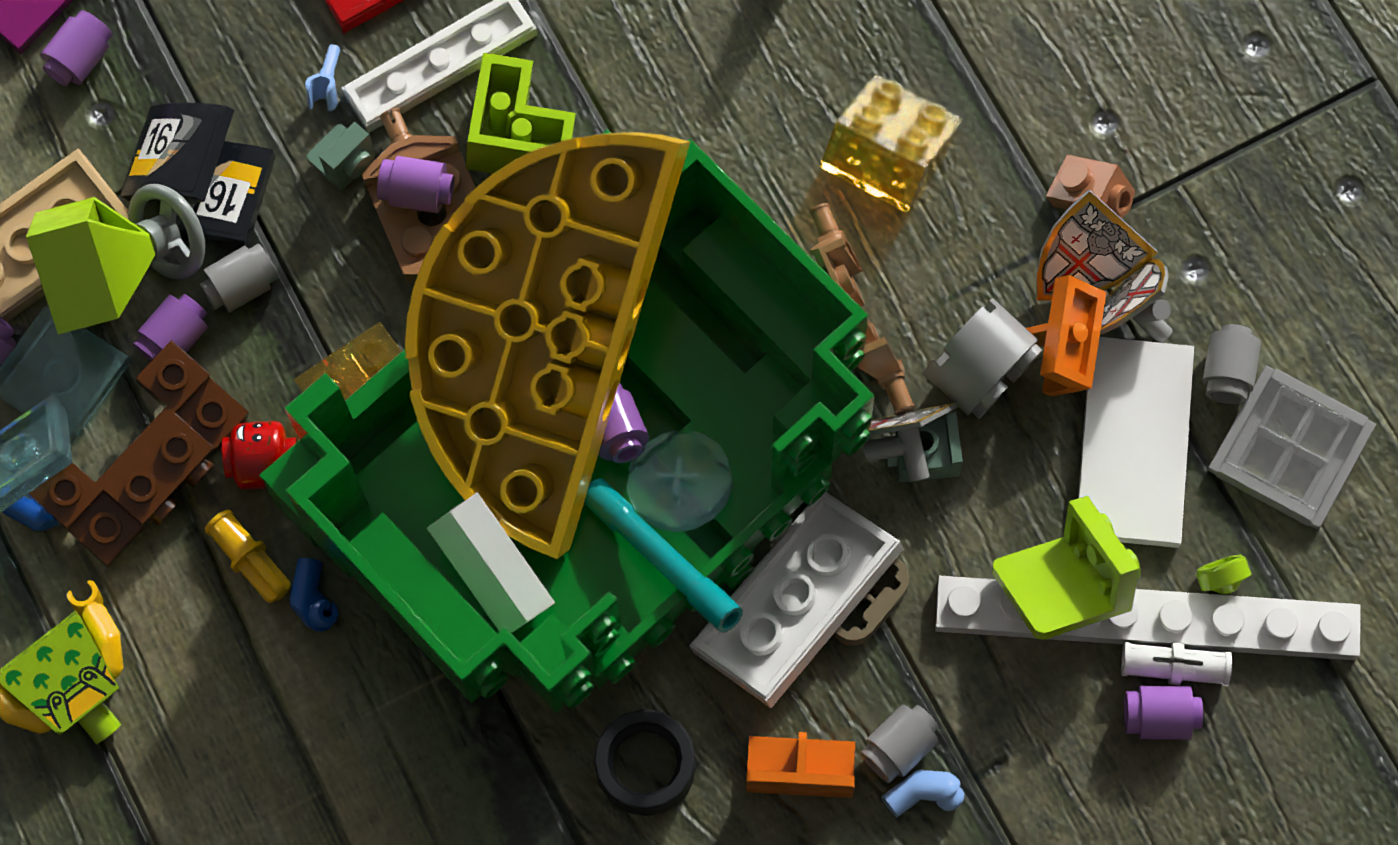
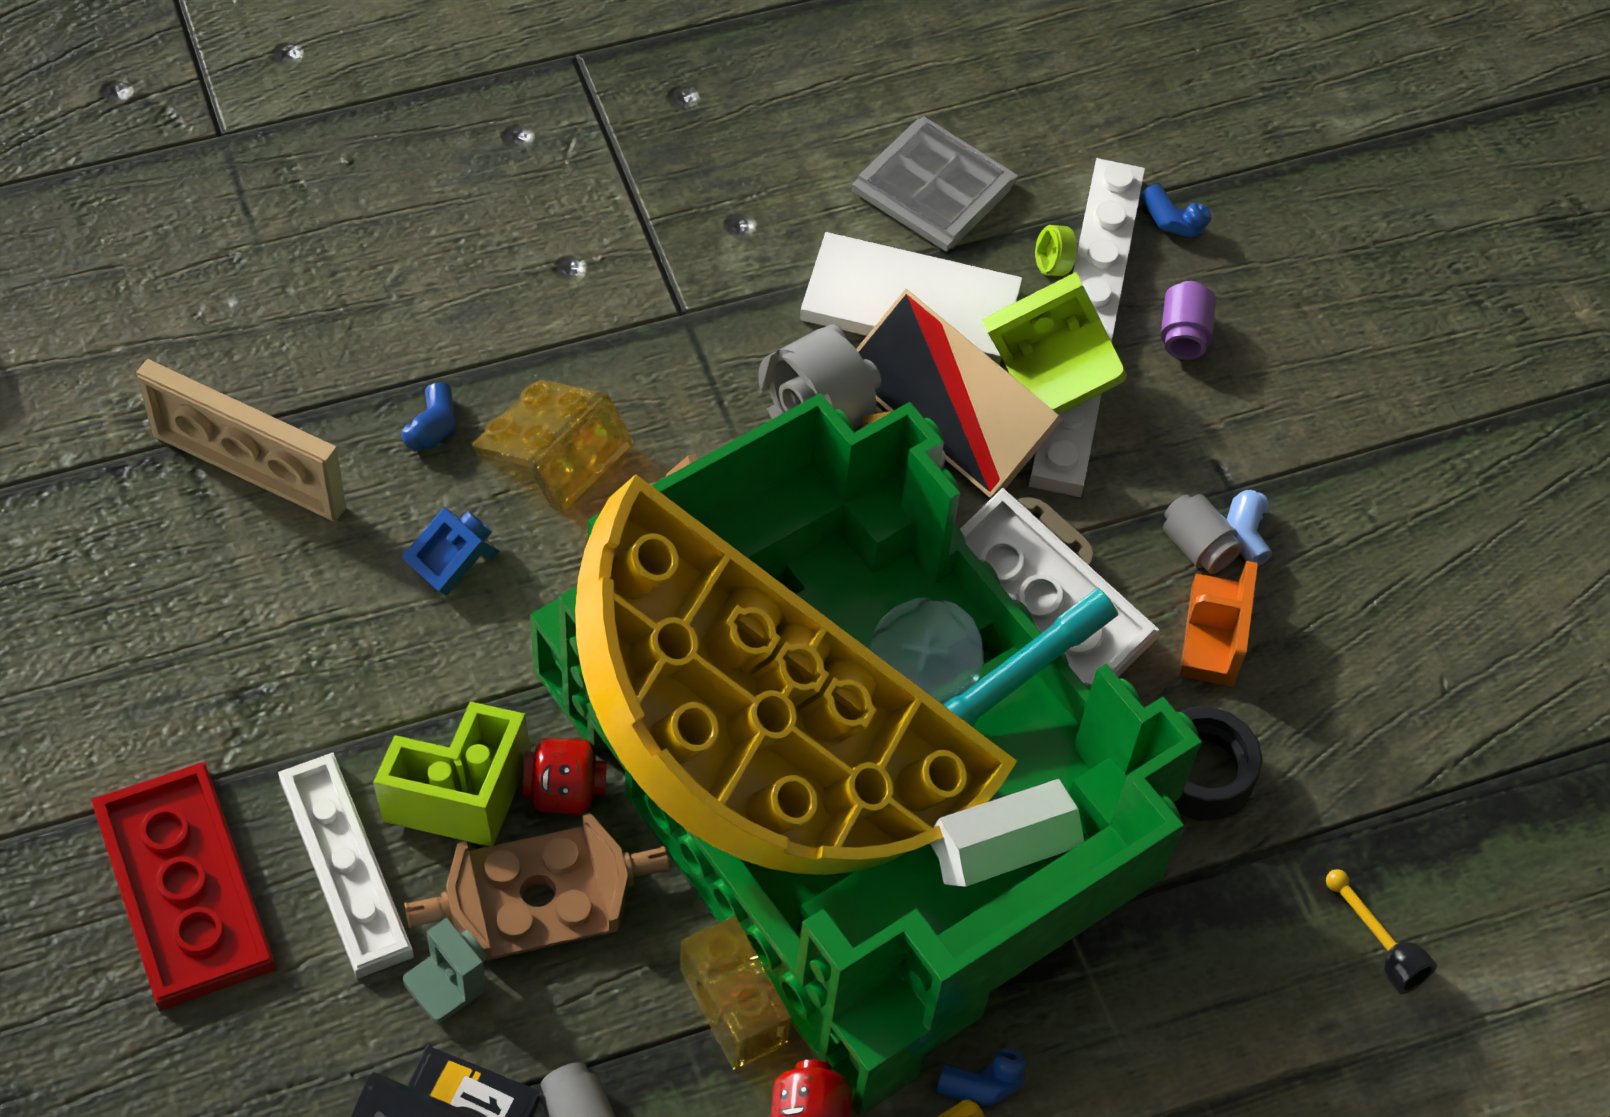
camera: 90 degrees left, 15 degrees down
(323, 84) = (344, 989): light blue hand -> none
(415, 184) = (514, 884): medium lavender brick -> none
(754, 77) = (449, 549): none -> blue bracket
(891, 39) = (433, 424): none -> blue arm
(1009, 485) = (982, 411): none -> tile
(1070, 336) = (794, 311): orange panel -> none
(1090, 246) = (718, 288): shield -> none
(1100, 177) = (645, 282): nougat bracket -> none
(1138, 300) = (774, 260): shield -> none
(1176, 664) = (1136, 325): white pin -> none
(1231, 364) = (850, 205): light grey brick -> none
(1302, 693) = (1172, 219): none -> blue arm

